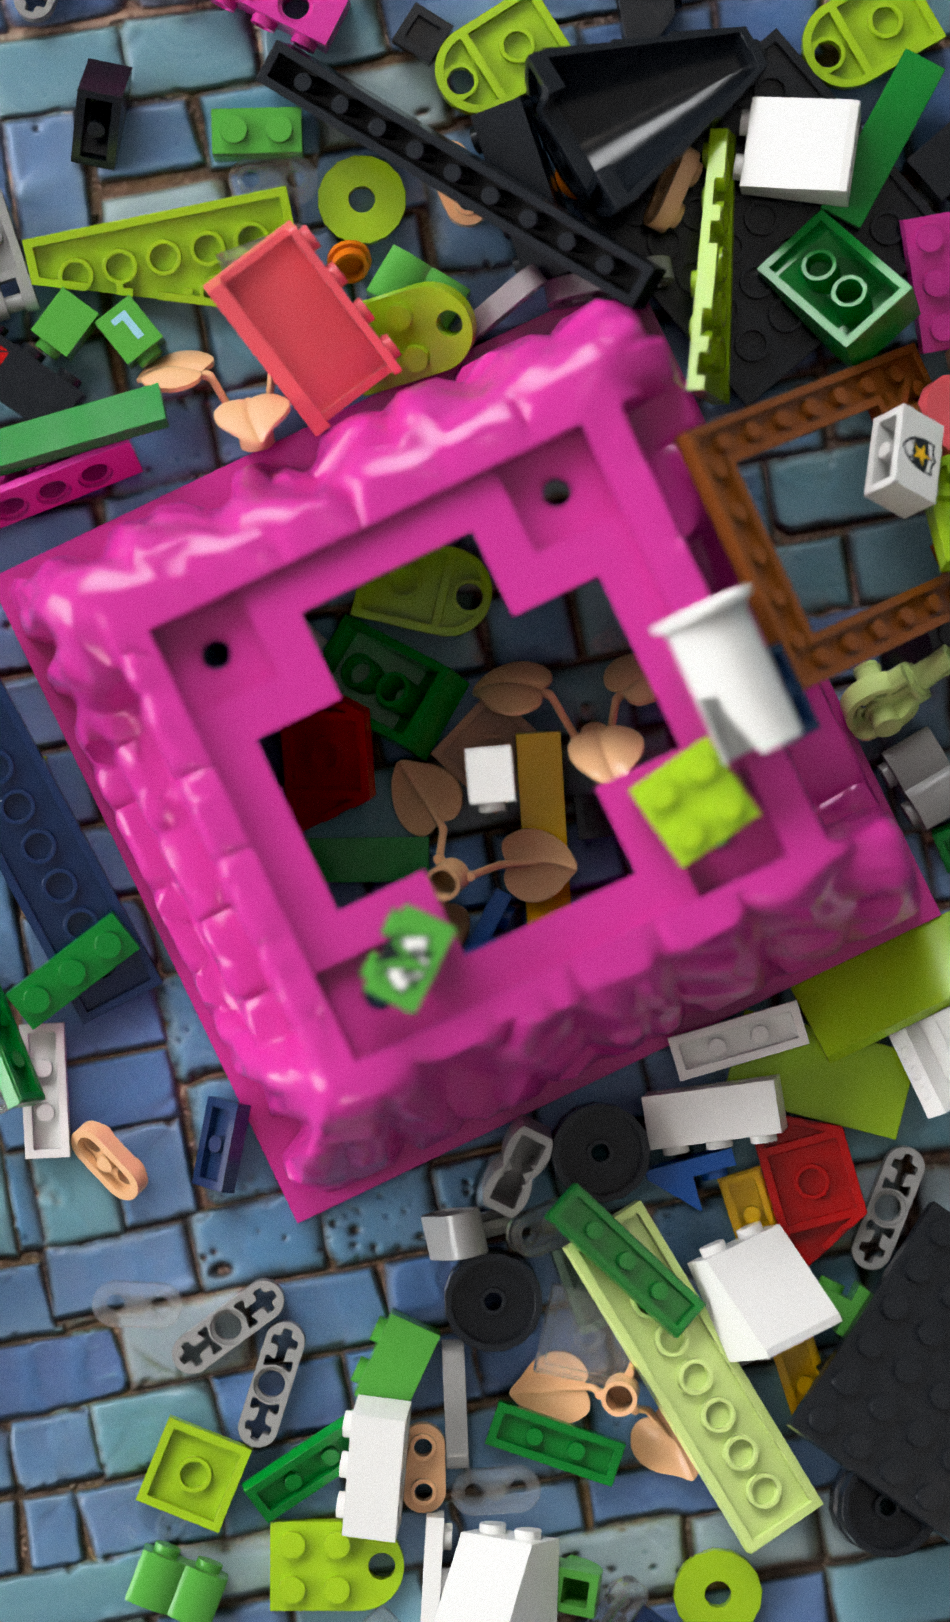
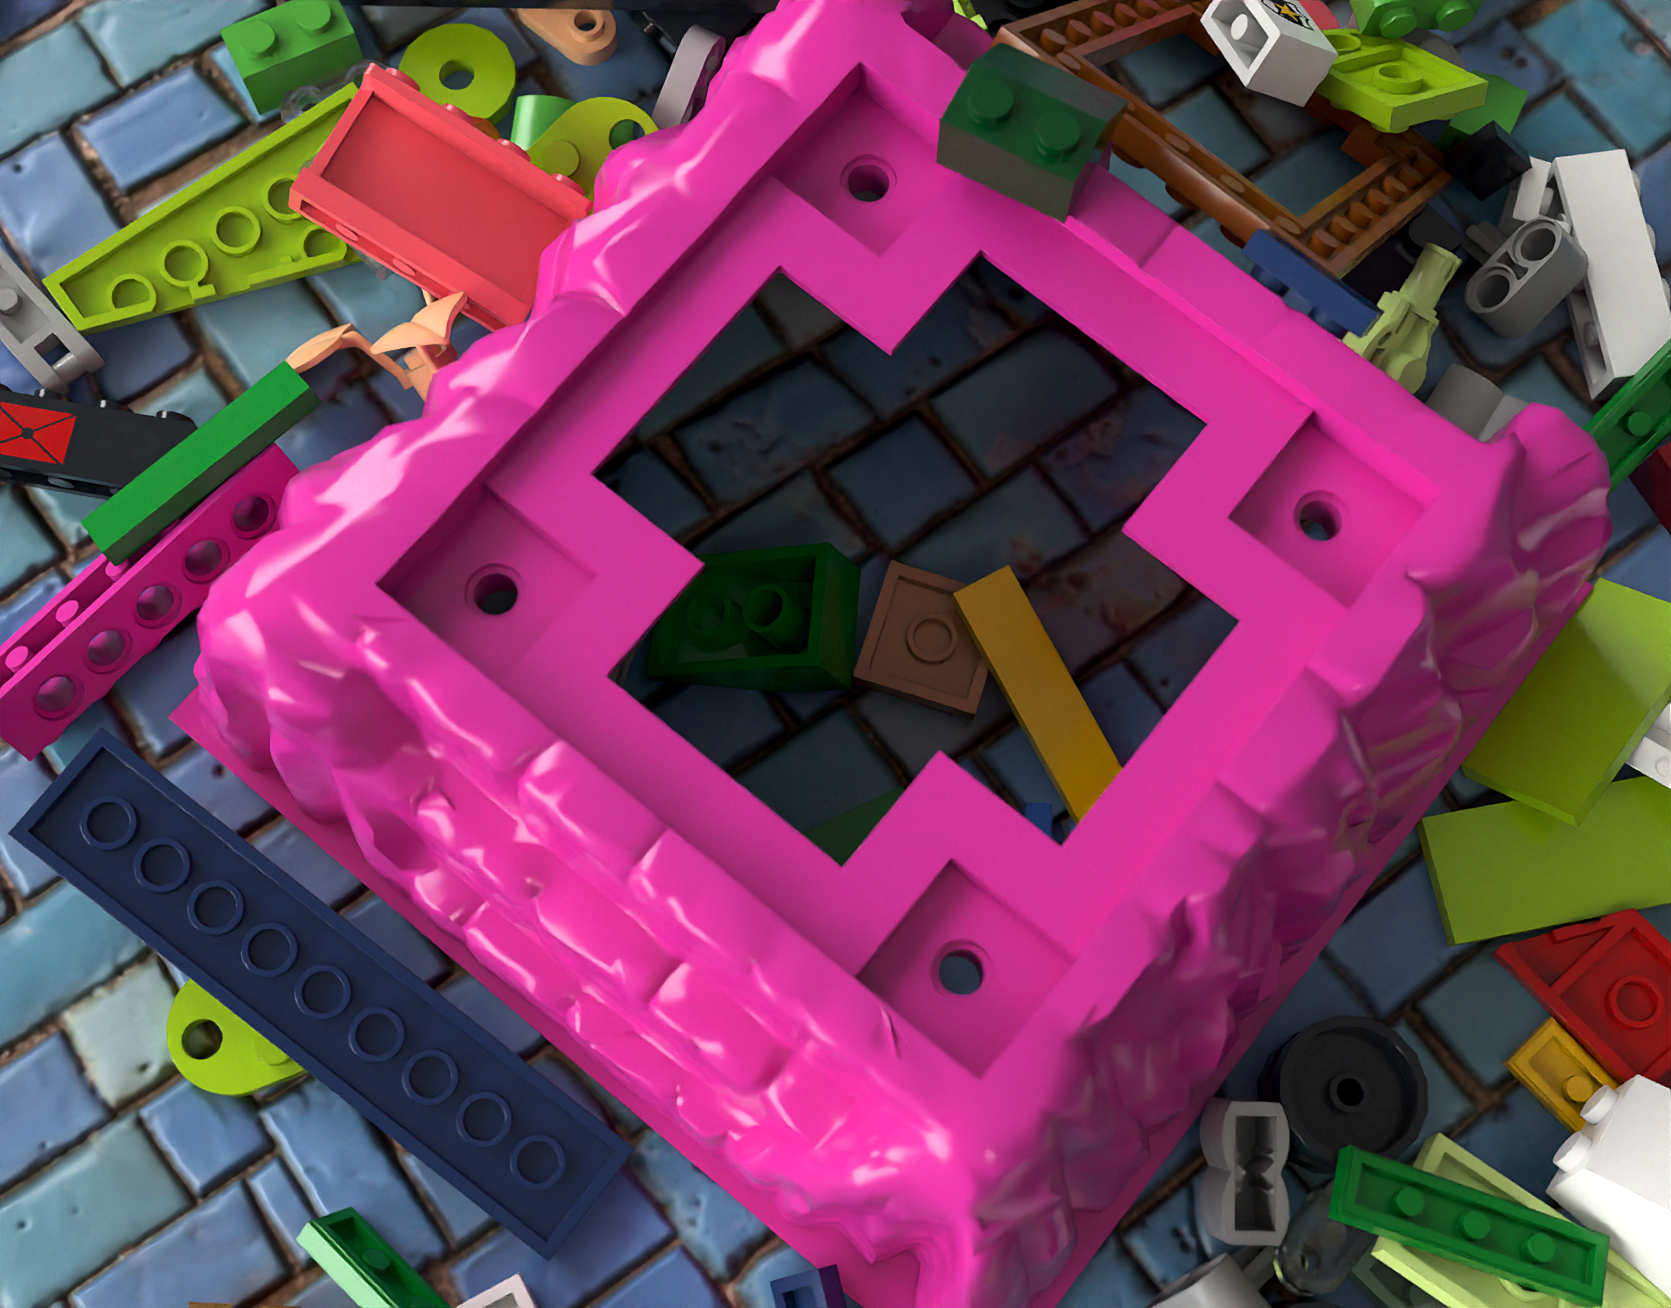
camera: 30 degrees left, 15 degrees down
(64, 326) = (143, 362): bright green brick -> none
(73, 970) = (498, 1190): green plate -> none
(100, 113) = (88, 108): black slope -> none
(131, 333) = (231, 336): bright green brick -> none
(328, 762) = (720, 705): red wing -> none
(408, 957) = (986, 874): bright green brick -> none
(424, 594) = (735, 481): lime plate -> none
(490, 777) = (950, 641): white brick -> none
(534, 861) = (1058, 745): light nougat plant -> none
(591, 817) = (1105, 658): black plate -> none
(598, 749) = (1060, 556): light nougat plant -> none
(660, 520) = (1027, 129): none -> dark green slope
(678, 1173) = (1461, 1077): blue slope -> none
(694, 802) = (1277, 472): lime plate -> none
(715, 1114) = (1468, 967): white brick -> none
(731, 674) = (1239, 253): white piece -> none
(738, 1040) = (1440, 857): white plate -> none

